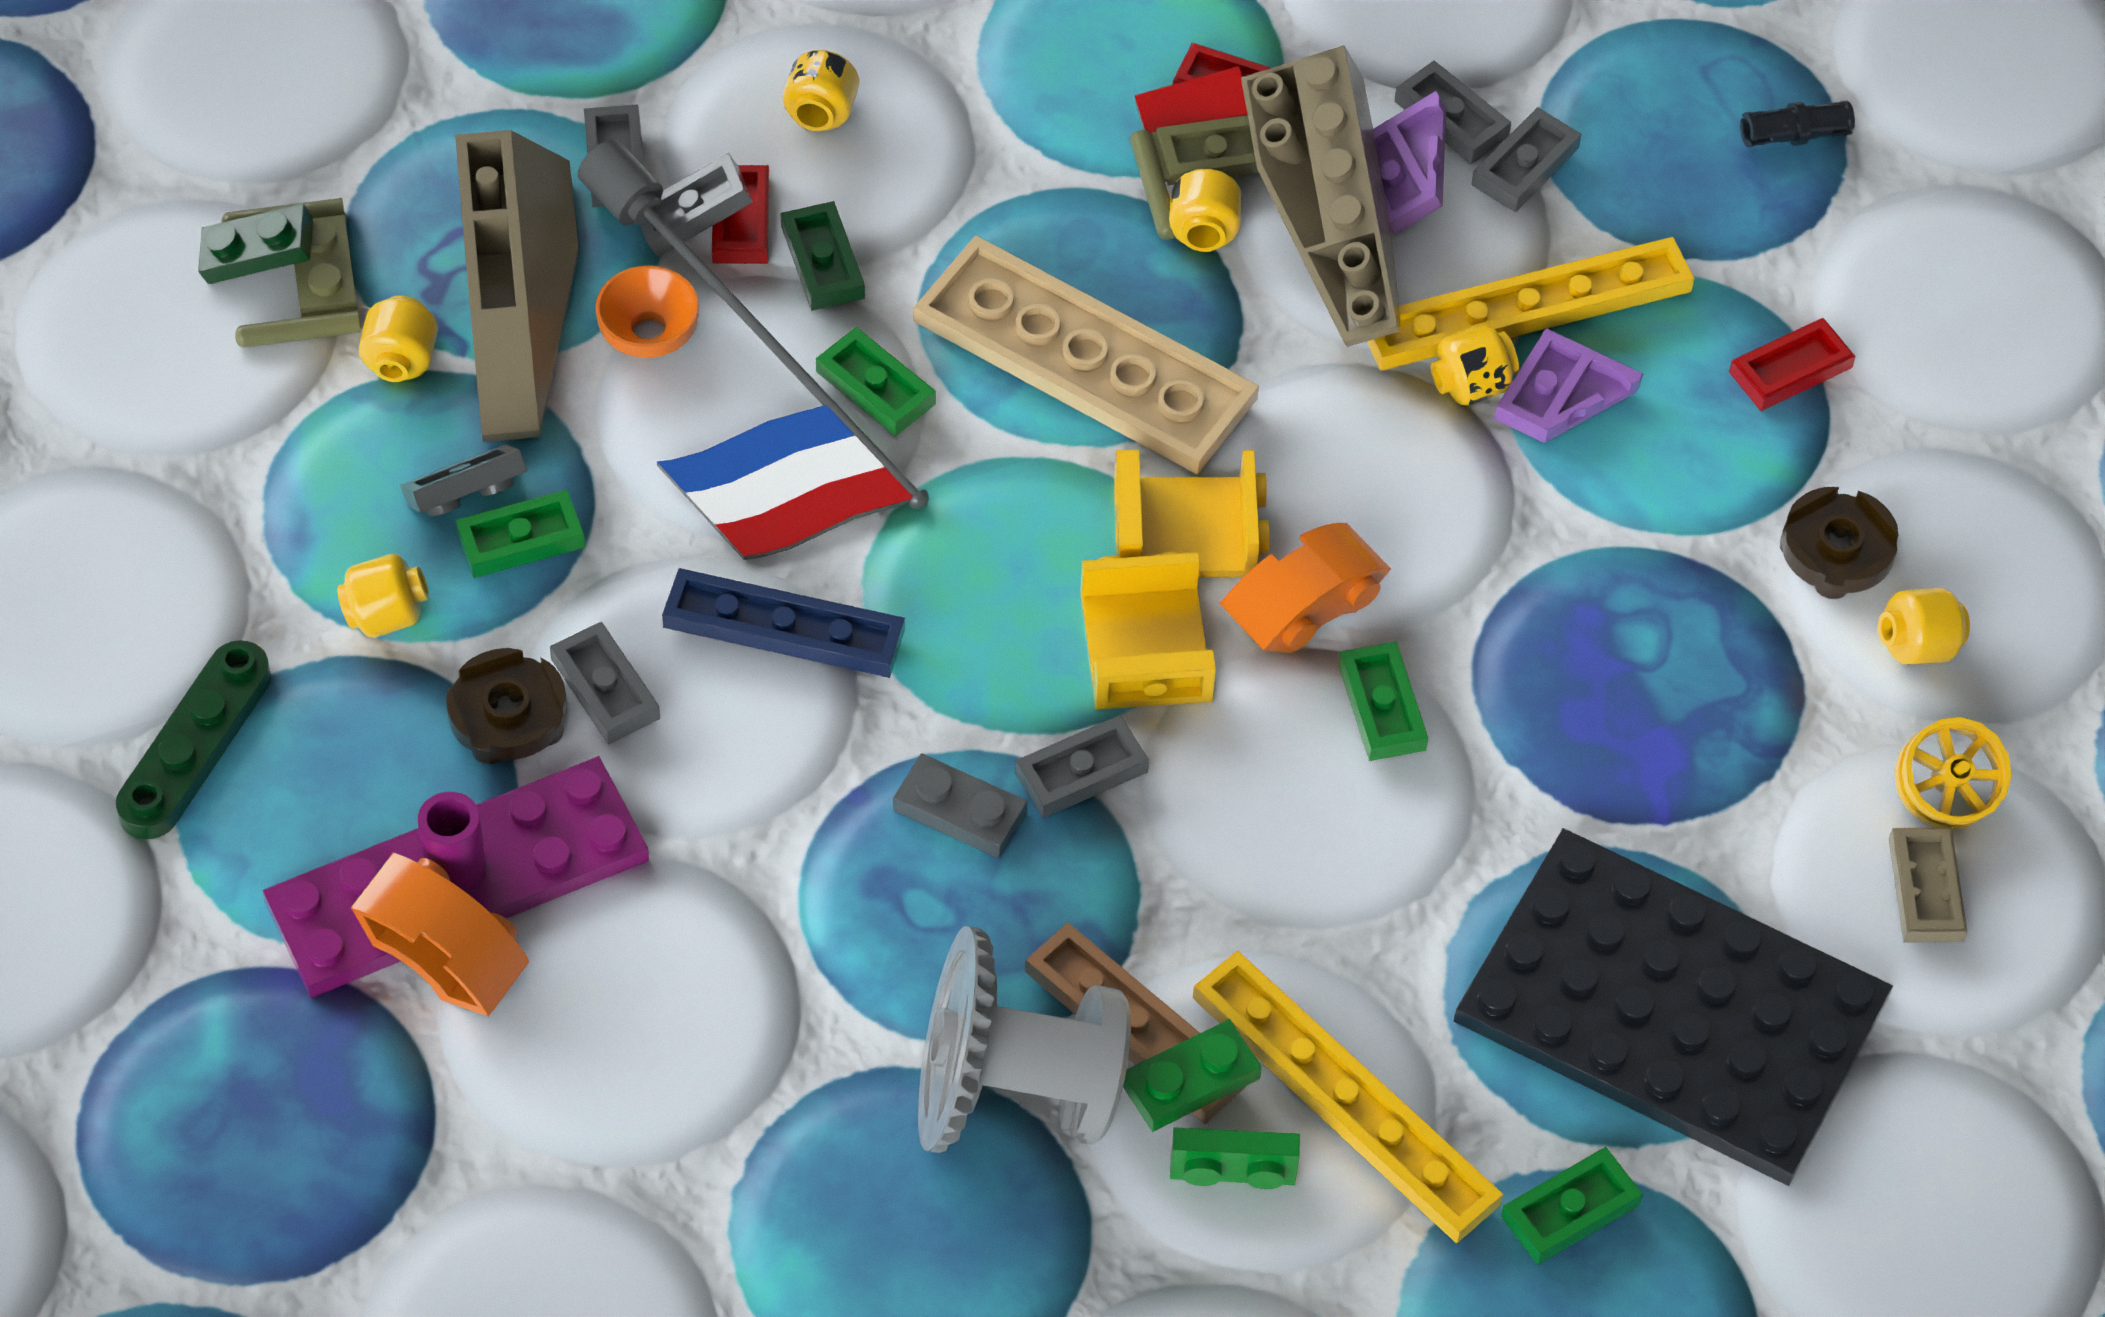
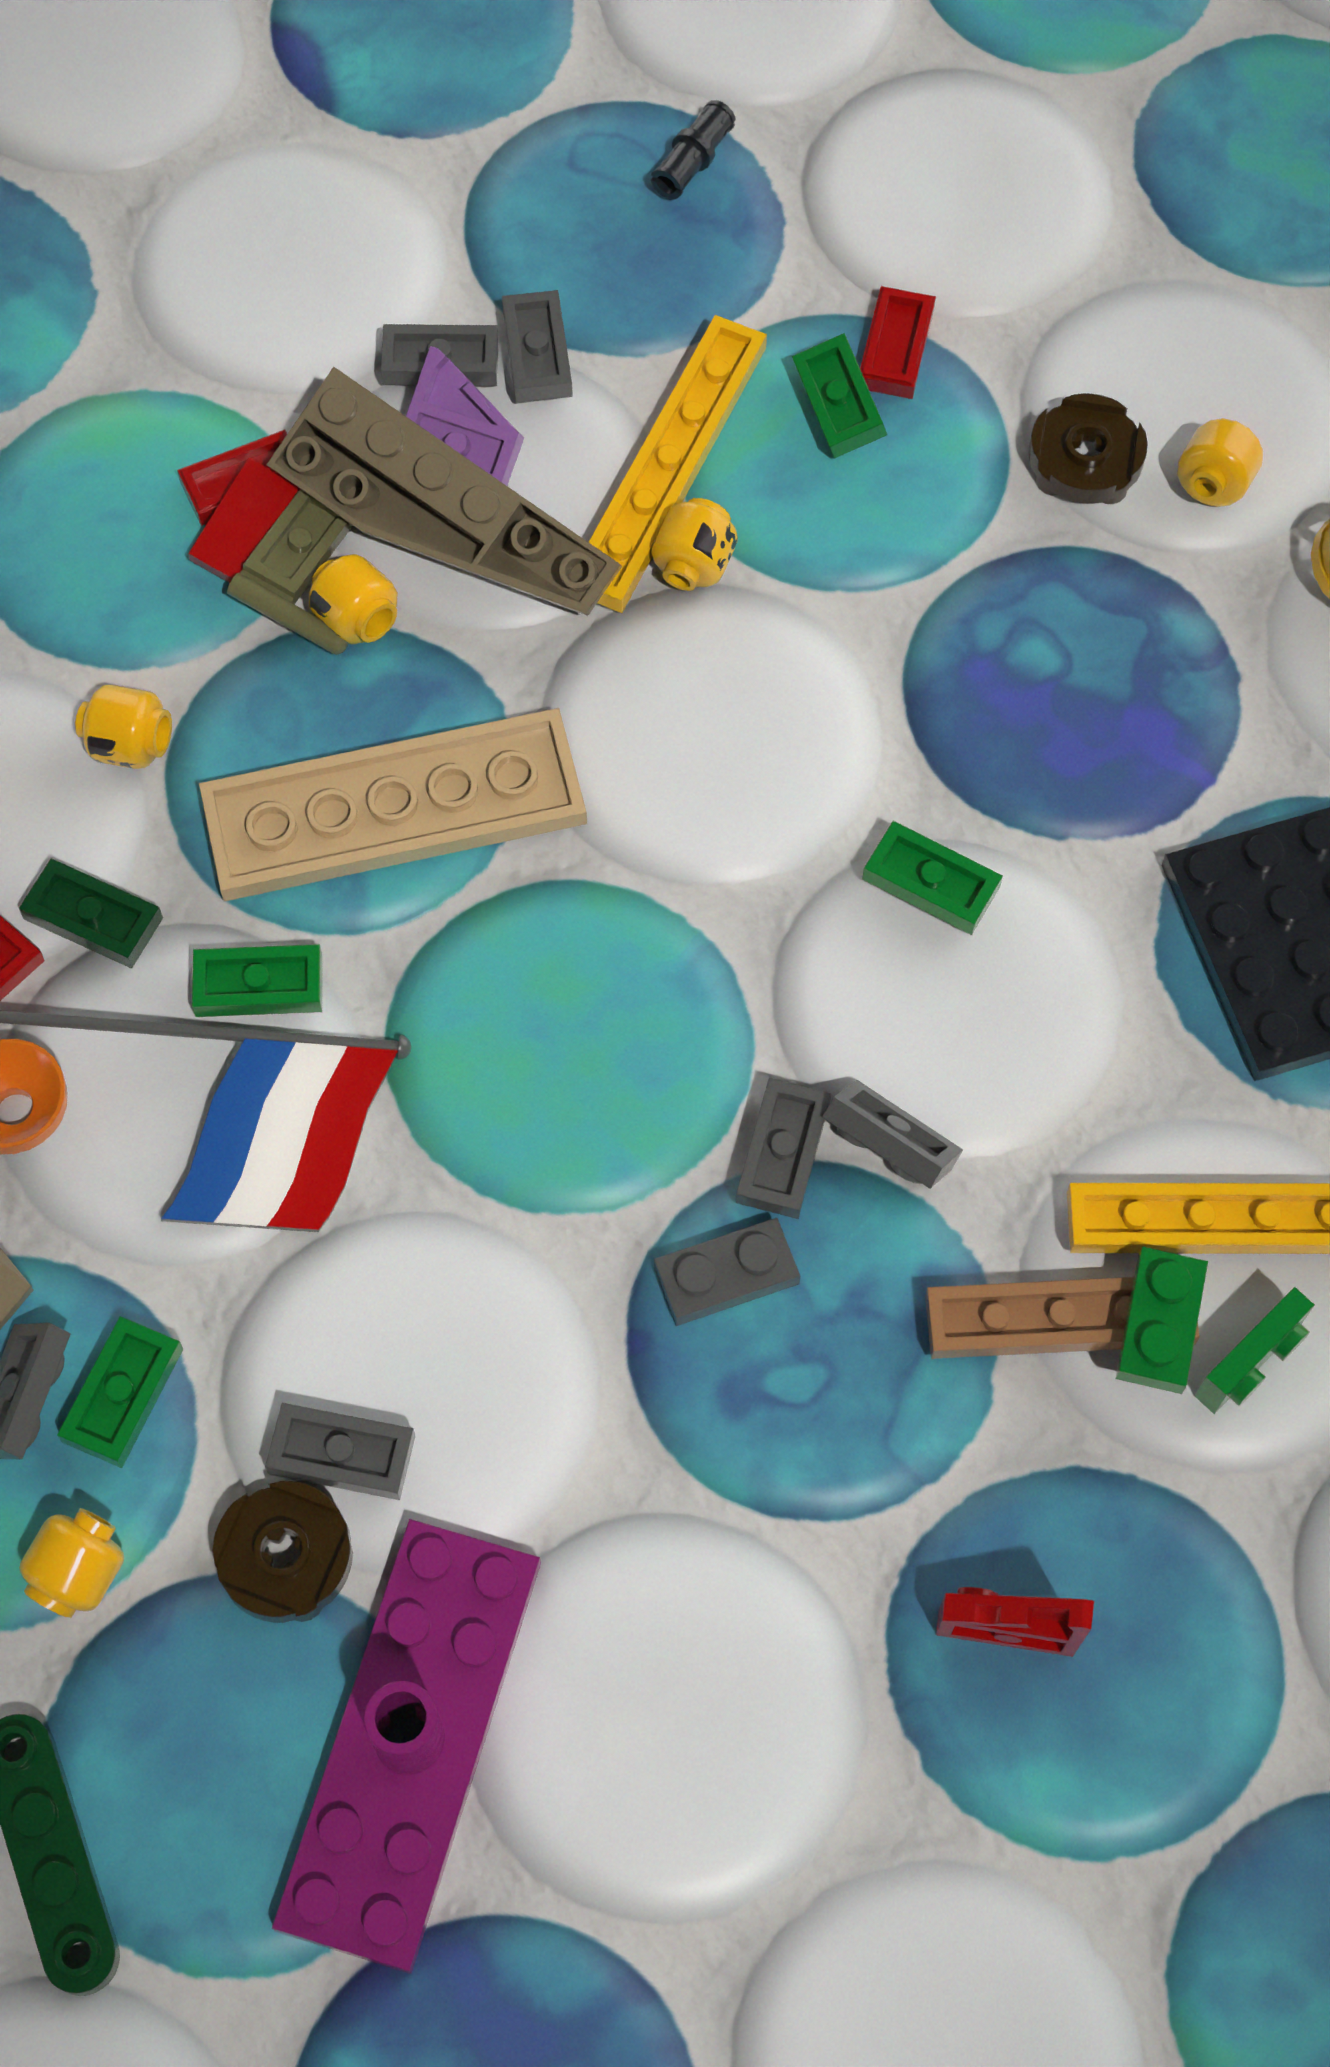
camera: 45 degrees left, 10 degrees up
(441, 933) = (478, 1812): orange brick -> none
(783, 622) = (421, 1256): dark blue plate -> none
(883, 1149) = (1016, 1621): none -> red wing
(969, 163) = (124, 726): none -> yellow head
(1017, 1050) = (1024, 1461): light grey piece -> none
(1146, 631) = (701, 992): yellow panel -> none
(1160, 820) = (904, 1141): none -> dark grey plate
(1192, 516) = (627, 867): yellow panel -> none
(1293, 597) = (783, 840): orange brick -> none
(1563, 387) = (768, 505): medium lavender wing -> none
(1699, 359) = (839, 395): none -> green plate

